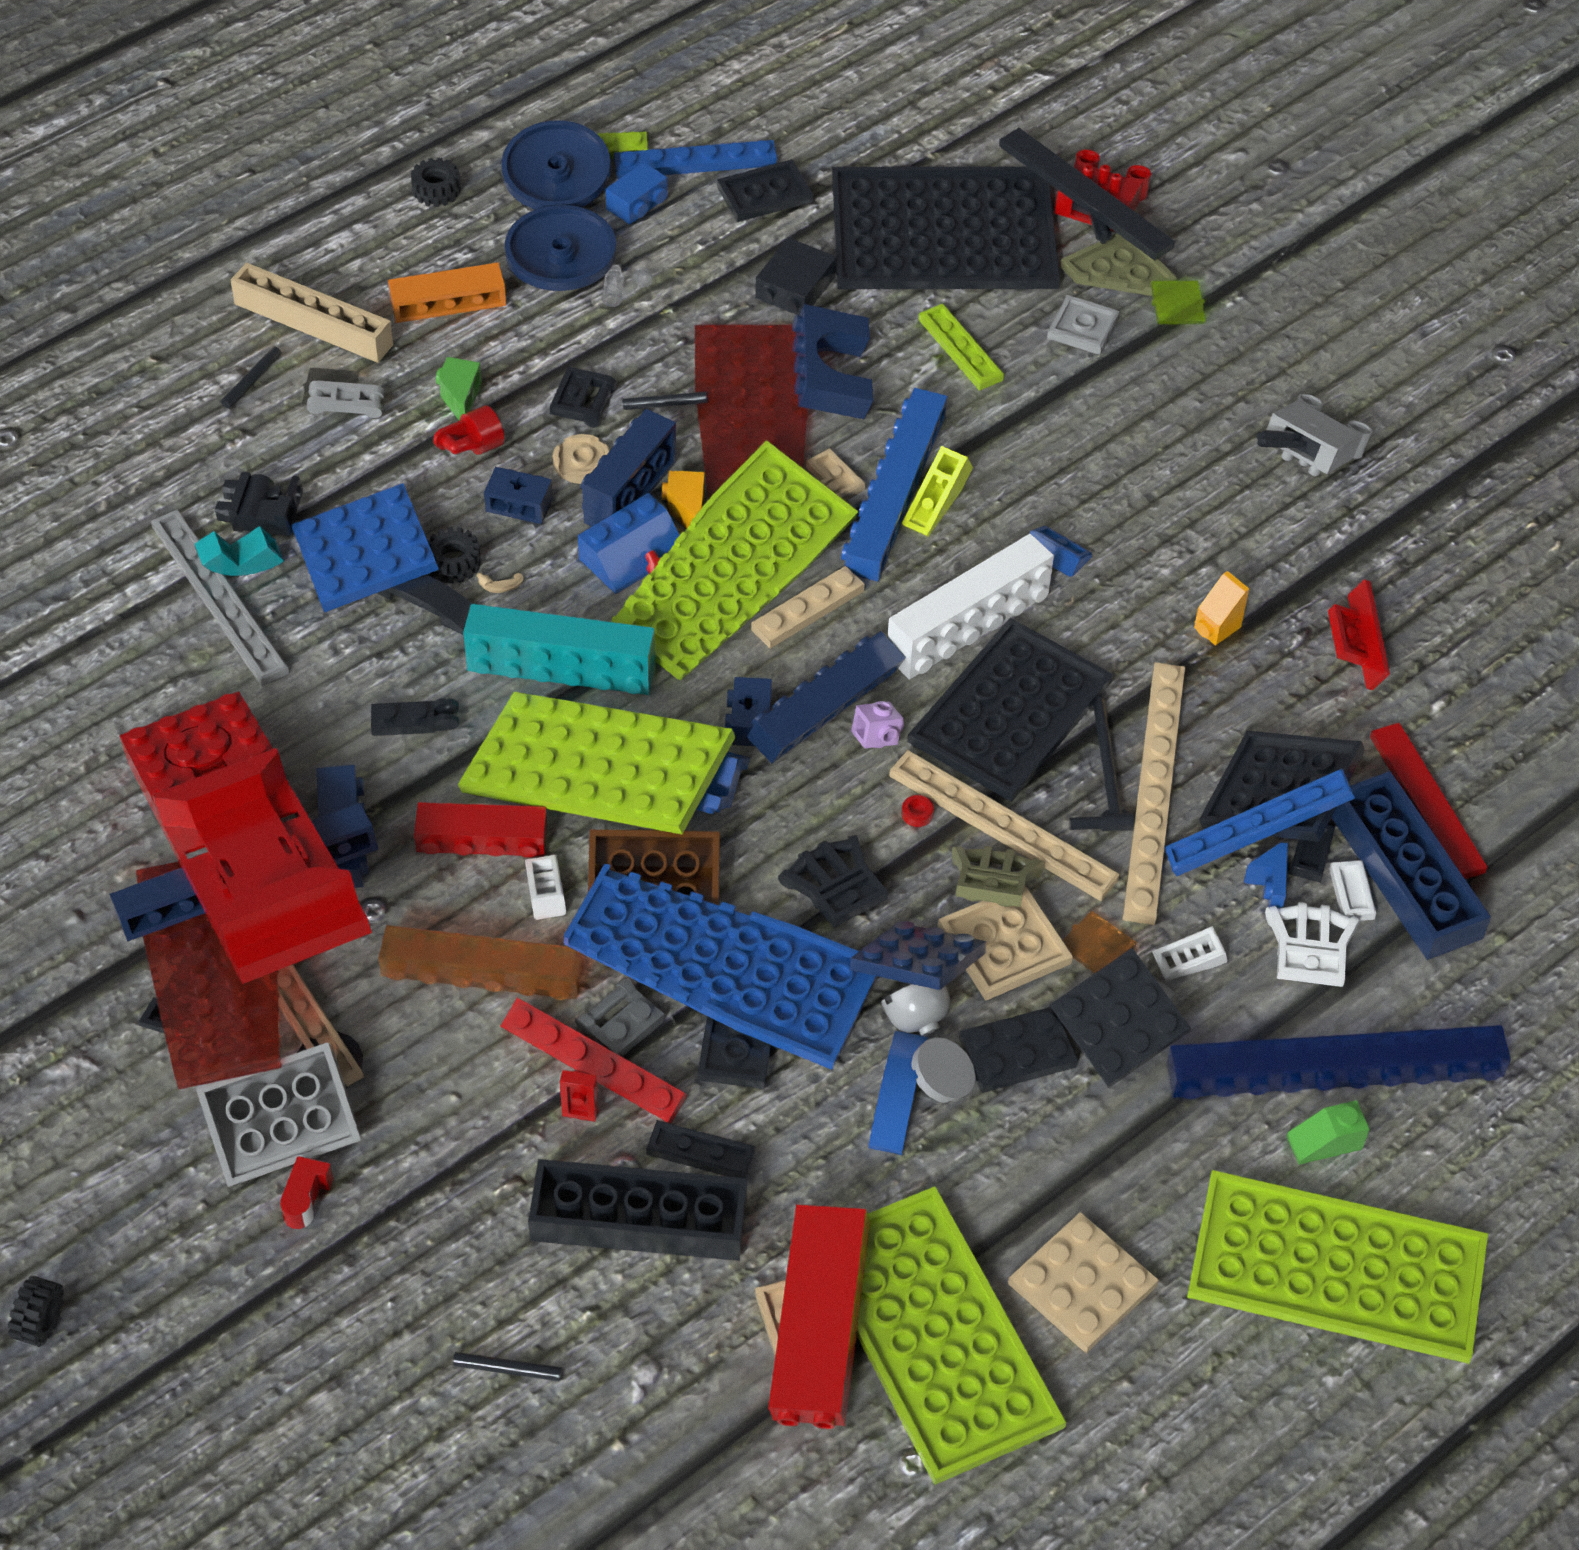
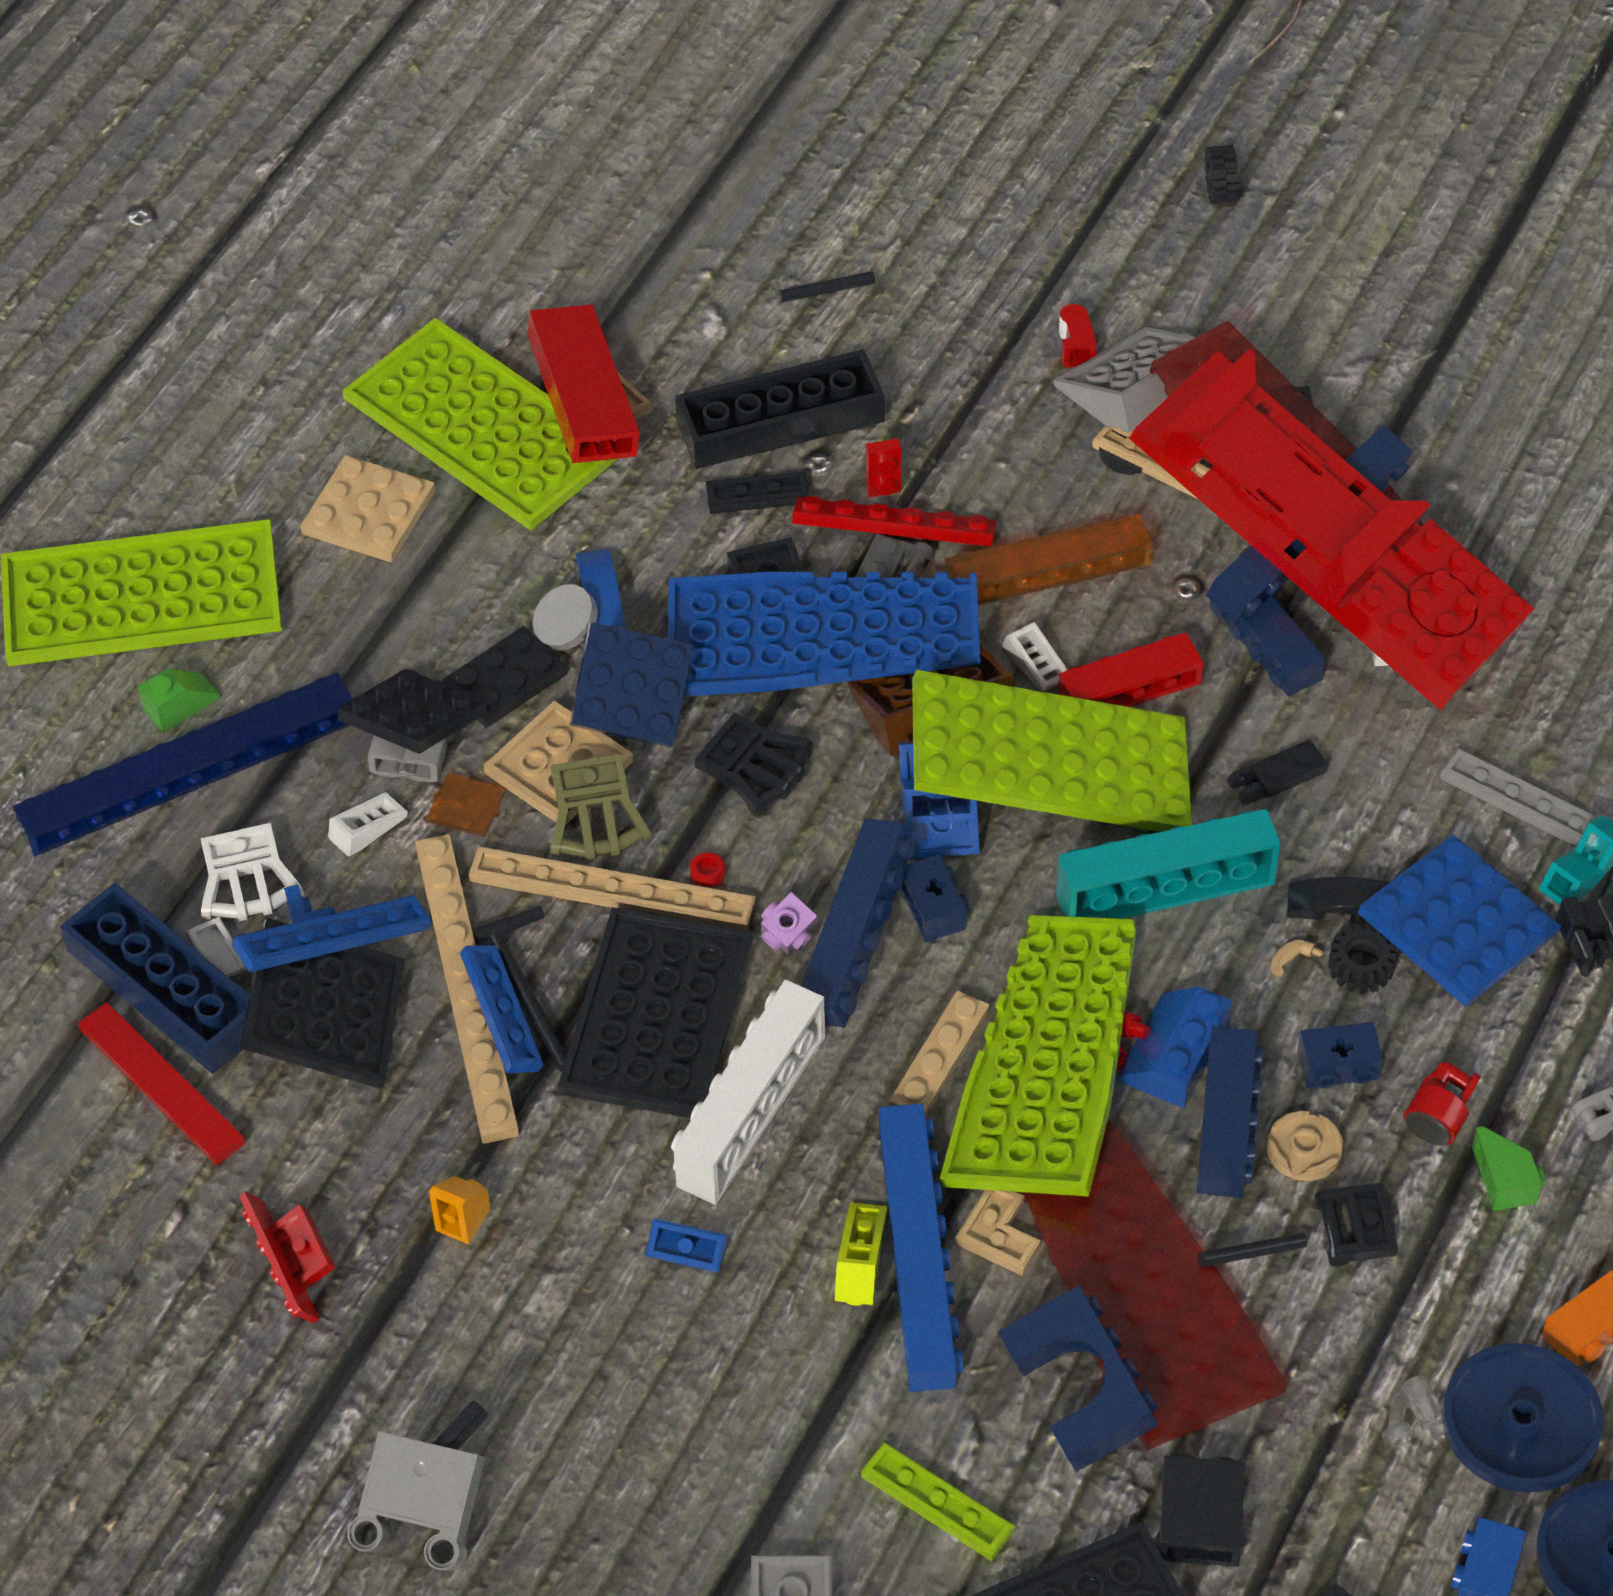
camera: 160 degrees right, 0 degrees up
(684, 495) = (1148, 1124): light orange slope -> none
(1134, 750) = (501, 1009): none -> blue tile

